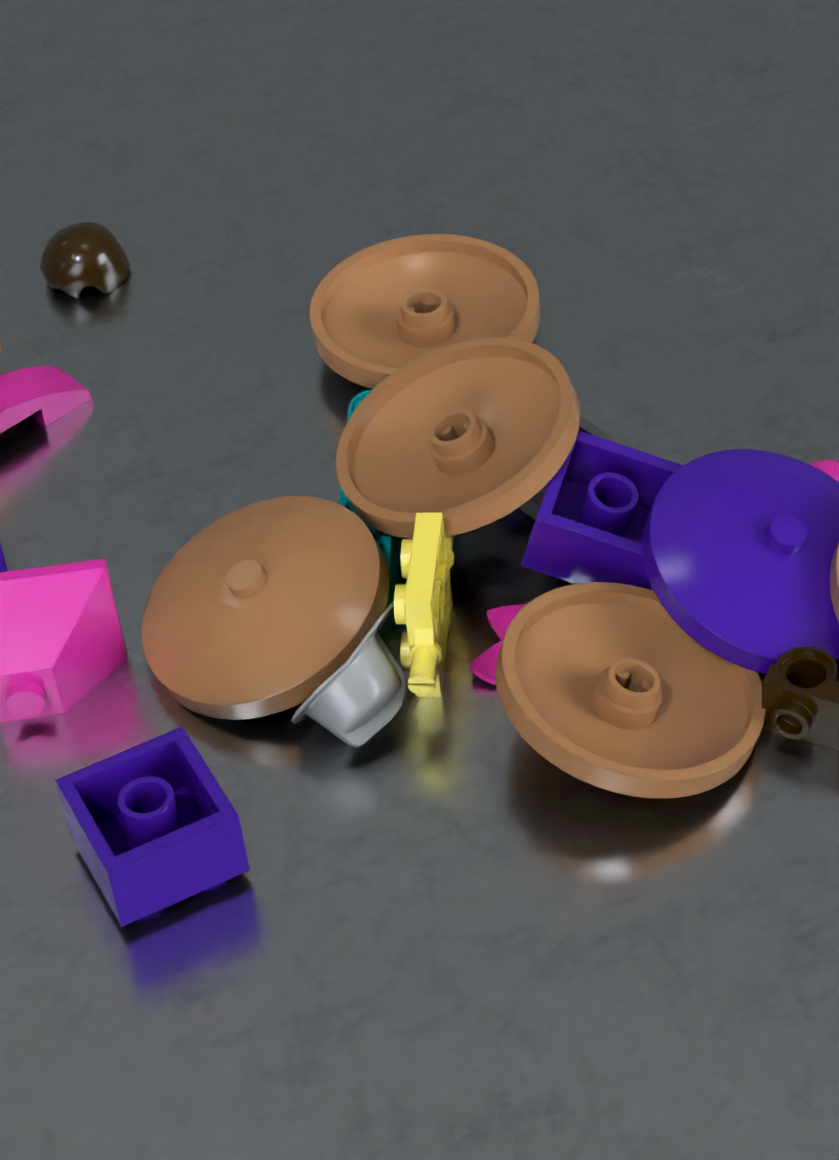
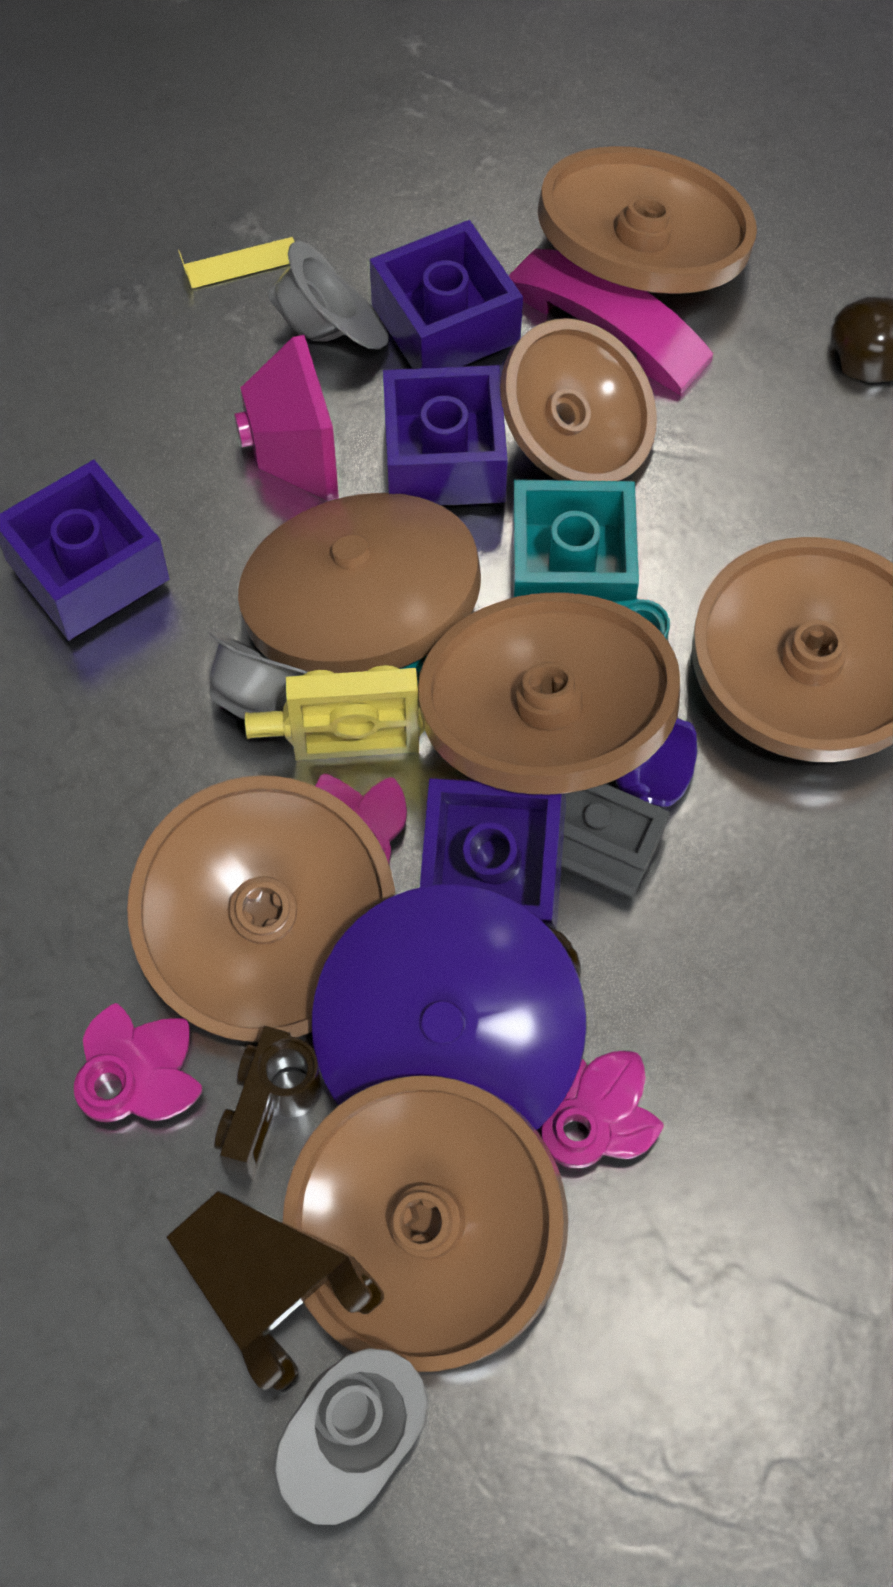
camera: 75 degrees right, 20 degrees up
(102, 438) = (596, 390): none -> medium nougat dish
(111, 514) = (446, 434): none -> dark purple brick
(271, 445) = (575, 538): none -> teal brick
(779, 824) = (142, 1060): none -> dark pink plate

